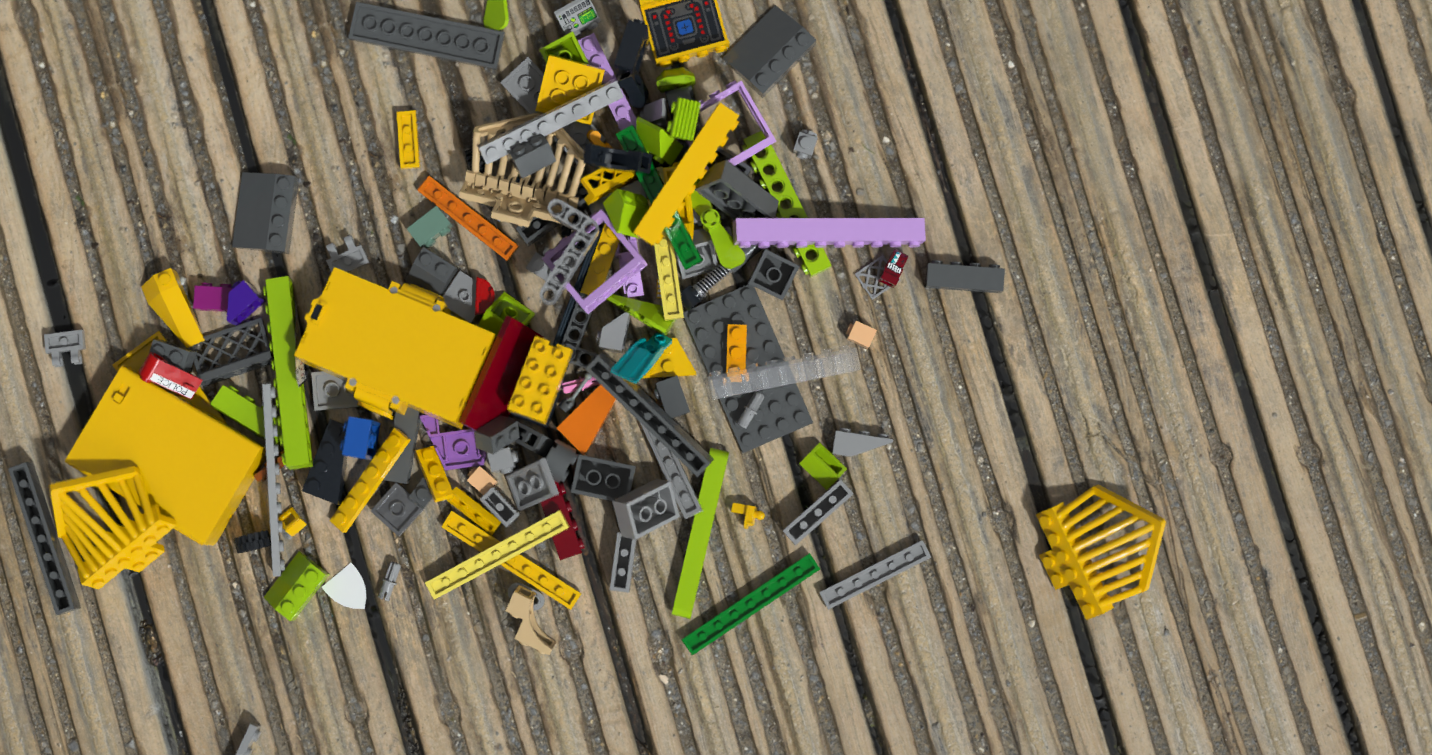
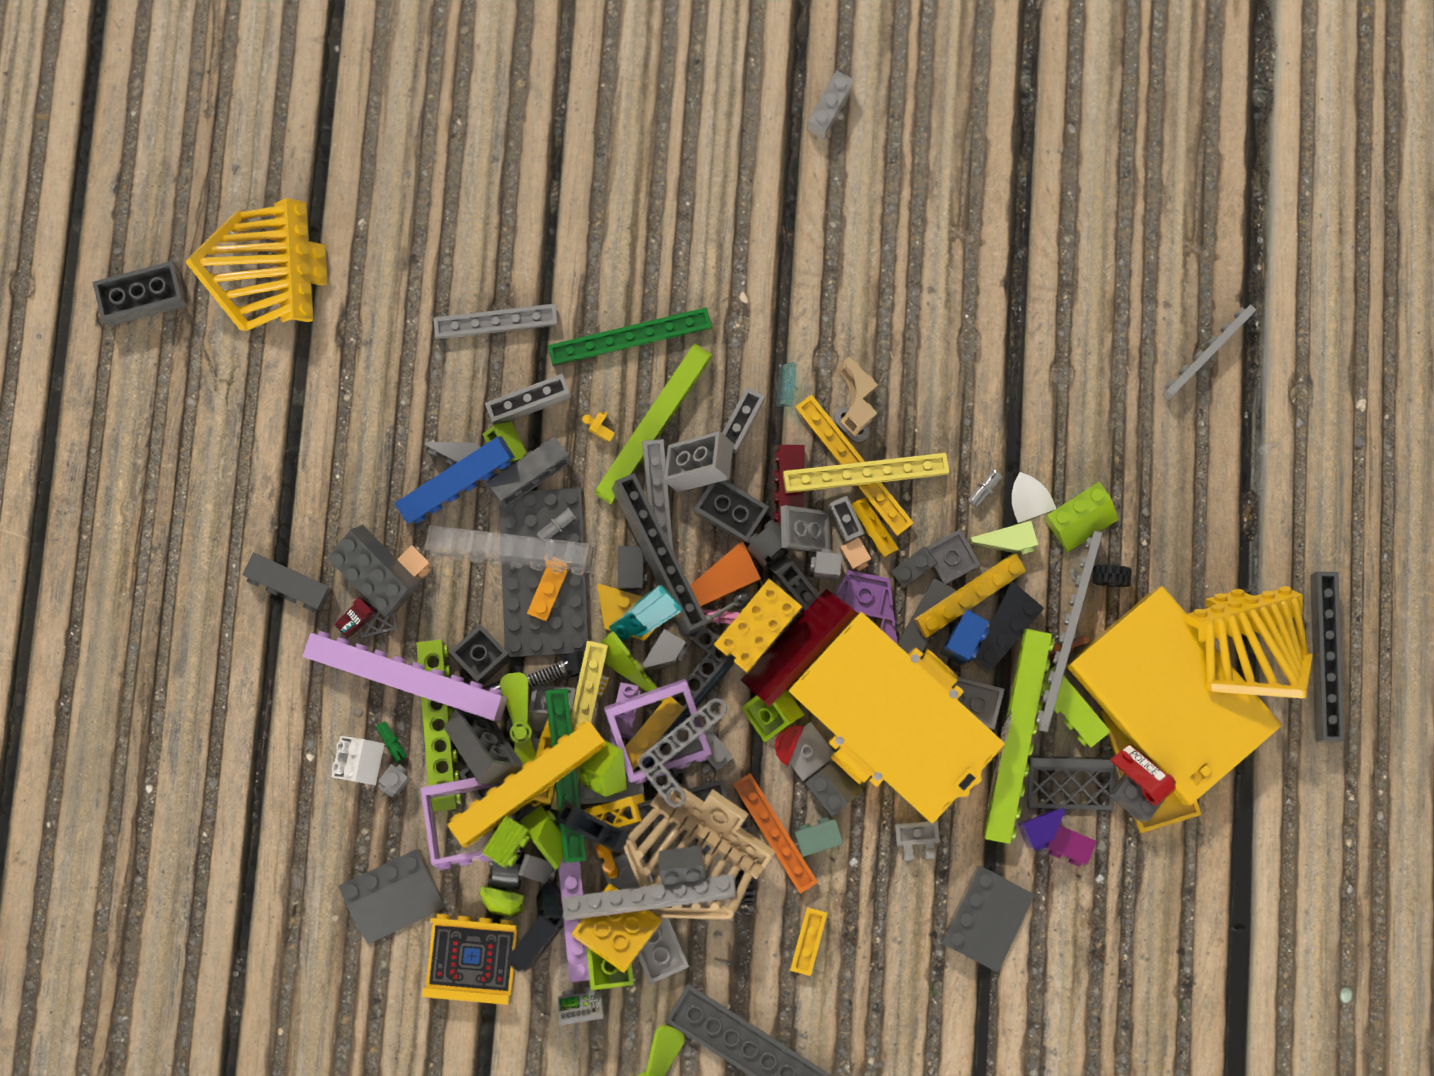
camera: 160 degrees left, 5 degrees down
(65, 342) = (1242, 856): light grey plate -> none
(169, 301) = (1118, 857): yellow wedge -> none
(292, 521) = (1064, 584): yellow slope -> none
(350, 544) = (1010, 539): none -> yellowish green slope
(434, 474) = (902, 577): yellow plate -> none
(496, 434) = (823, 590): dark grey brick -> none
(596, 611) = (786, 384): none -> clear light blue slope
(792, 448) = (528, 472): none -> dark grey brick
(821, 176) = (391, 741): none -> green axle
(843, 150) = (357, 760): none -> white slope
(853, 416) = (455, 480): none -> blue brick
(893, 313) = (373, 570): none -> dark grey brick
(1199, 483) = (140, 293): none -> dark grey brick

